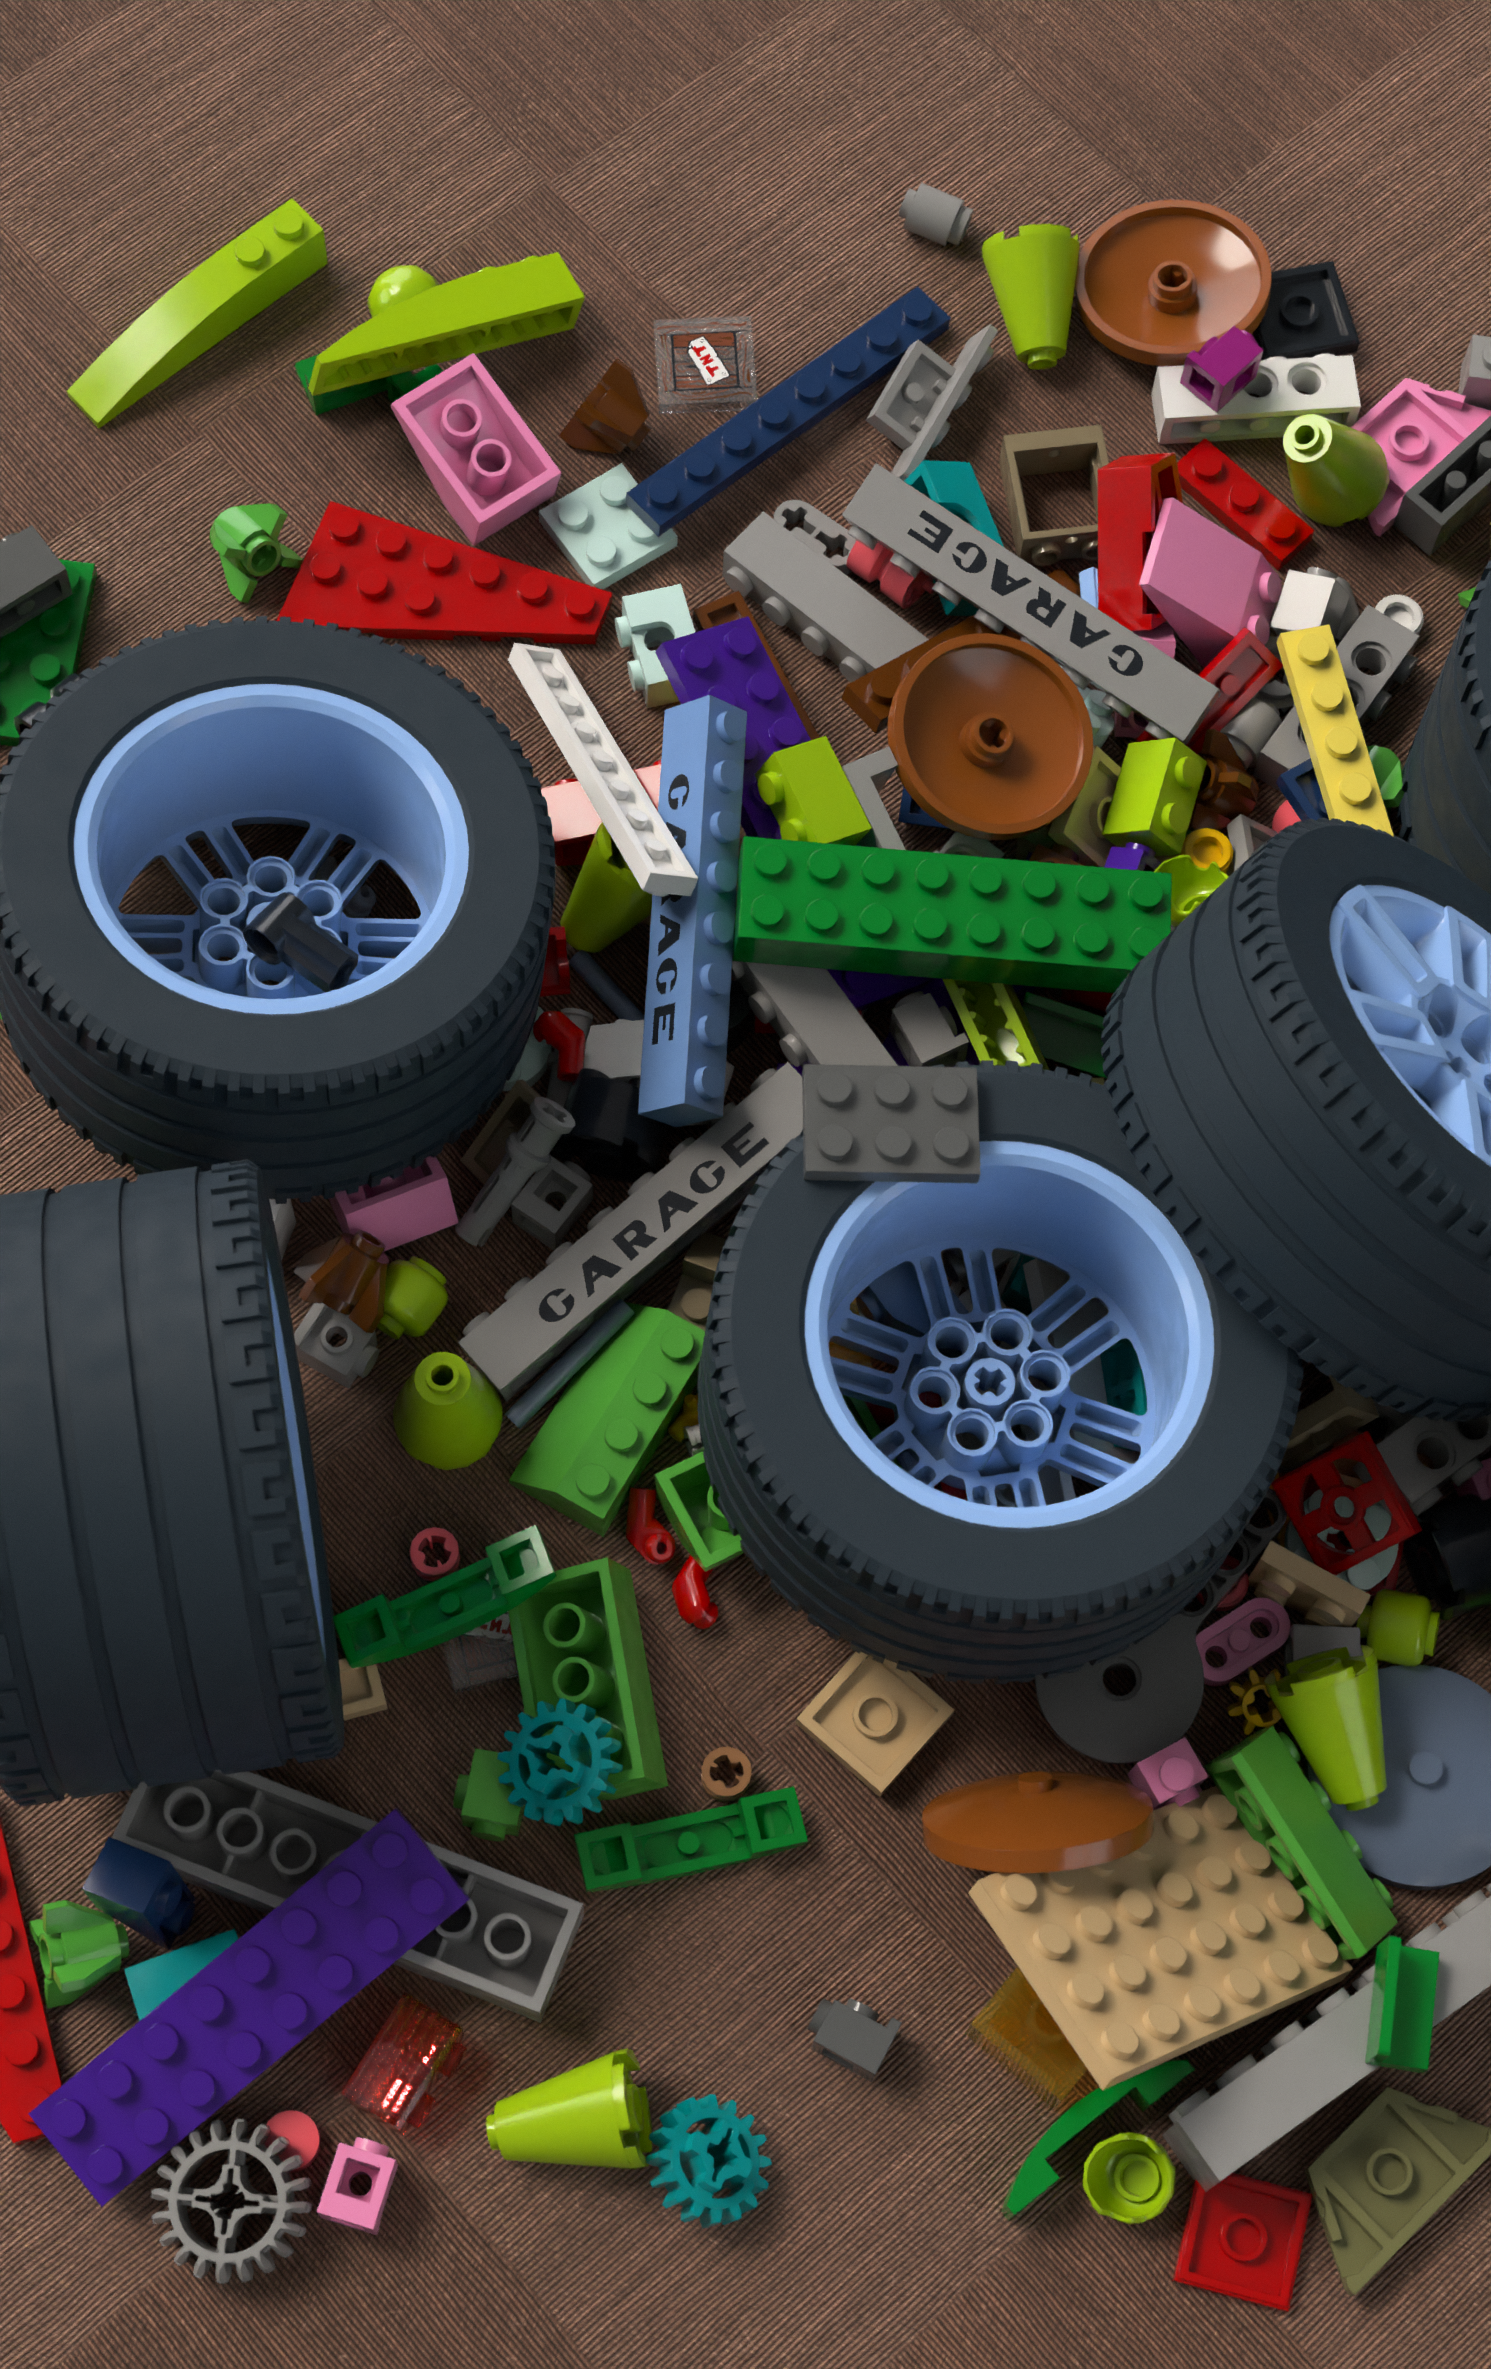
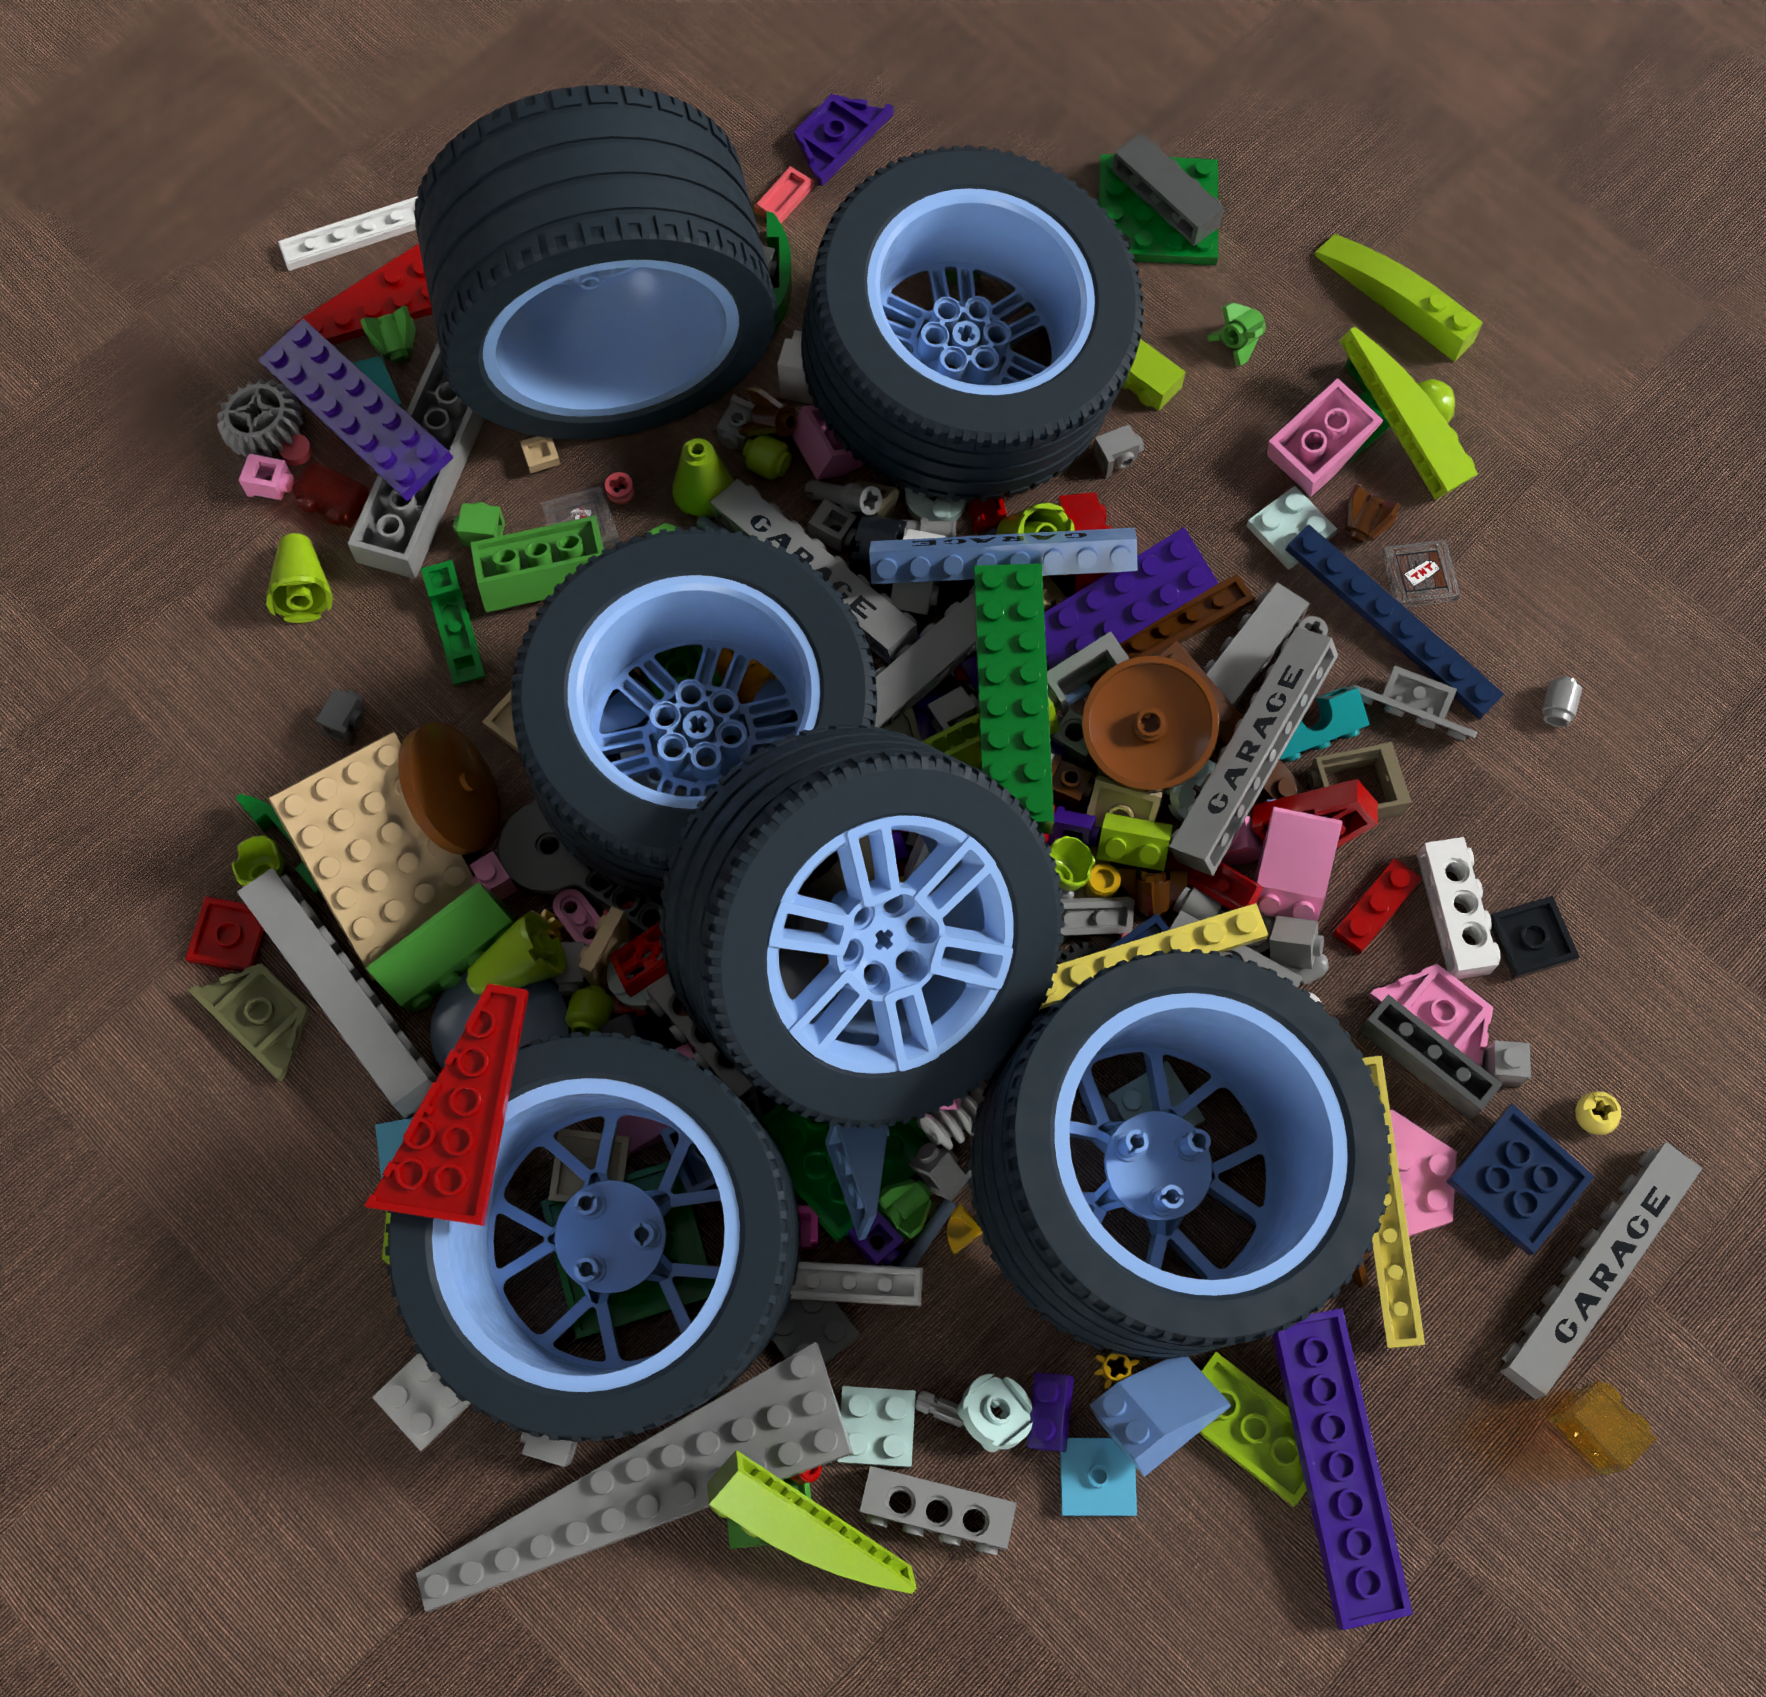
camera: 90 degrees right, 0 degrees up
(141, 1892) = (414, 351): dark blue slope -> none
(290, 935) = (950, 338): black piece -> none
(430, 588) = (1233, 427): red wing -> none
(449, 1606) = (580, 483): green slope -> none
(566, 1038) = (930, 519): red arm -> none
(571, 1739) = (485, 540): teal gear -> none
(603, 771) = (1096, 506): white plate -> none
(648, 622) = (1227, 553): light aqua brick -> none
(708, 2161) = (269, 658): teal gear -> none
(717, 1788) = (486, 645): medium nougat bush -> none
(812, 795) = (1089, 620): lime brick -> none
(890, 1123) = (821, 613): dark grey plate -> none
(1035, 289) = (1510, 760): lime cone -> none
(1171, 280) = (1535, 847): dark orange dish -> none
(1222, 367) = (1466, 872): magenta brick -> none
(1334, 470) = (1405, 948): lime cone -> none
(1402, 2006) = (331, 985): green panel -> none

